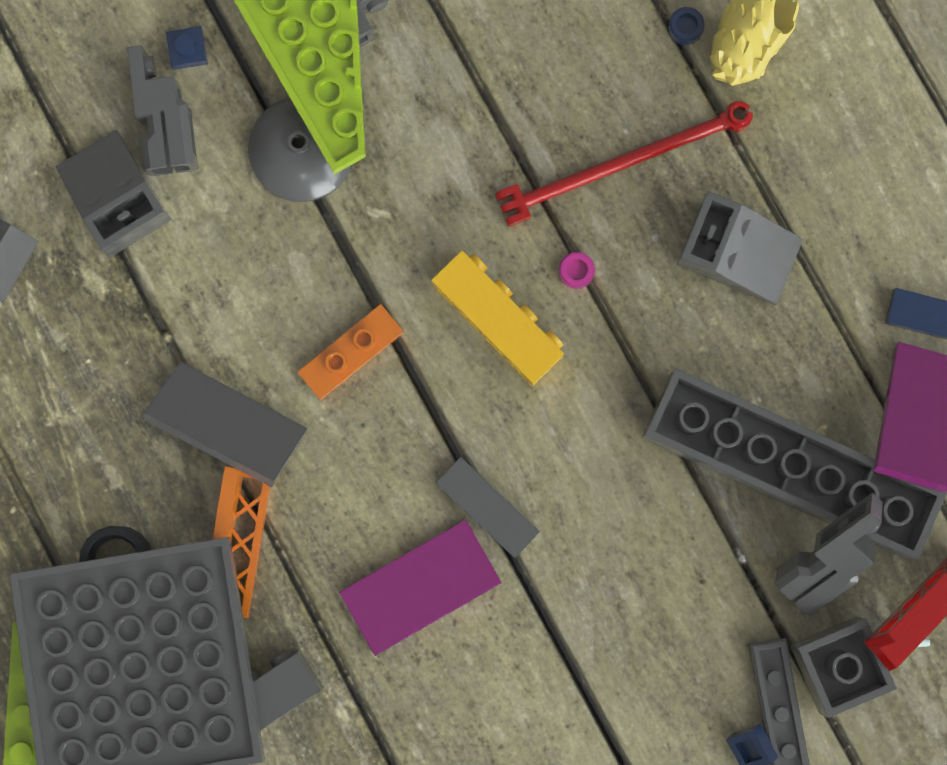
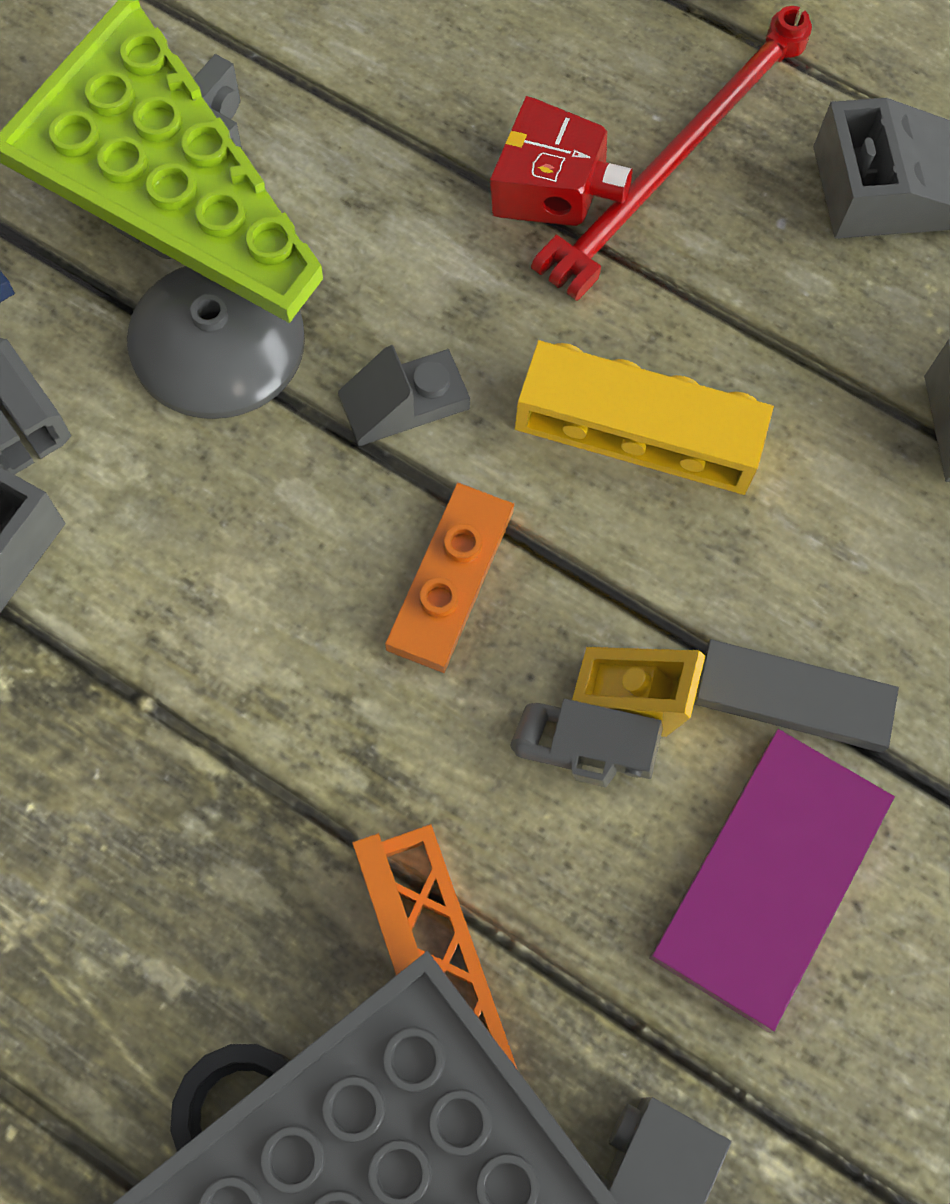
camera: 35 degrees left, 15 degrees down
(225, 424) = (313, 779): dark grey tile -> none
(368, 474) = (590, 738): none -> dark grey piece
(381, 237) = (399, 397): none -> dark grey slope
(405, 461) = (641, 682): none -> yellow slope
(538, 142) = (554, 167): none -> red torso
(576, 270) = (706, 309): dark pink tile -> none

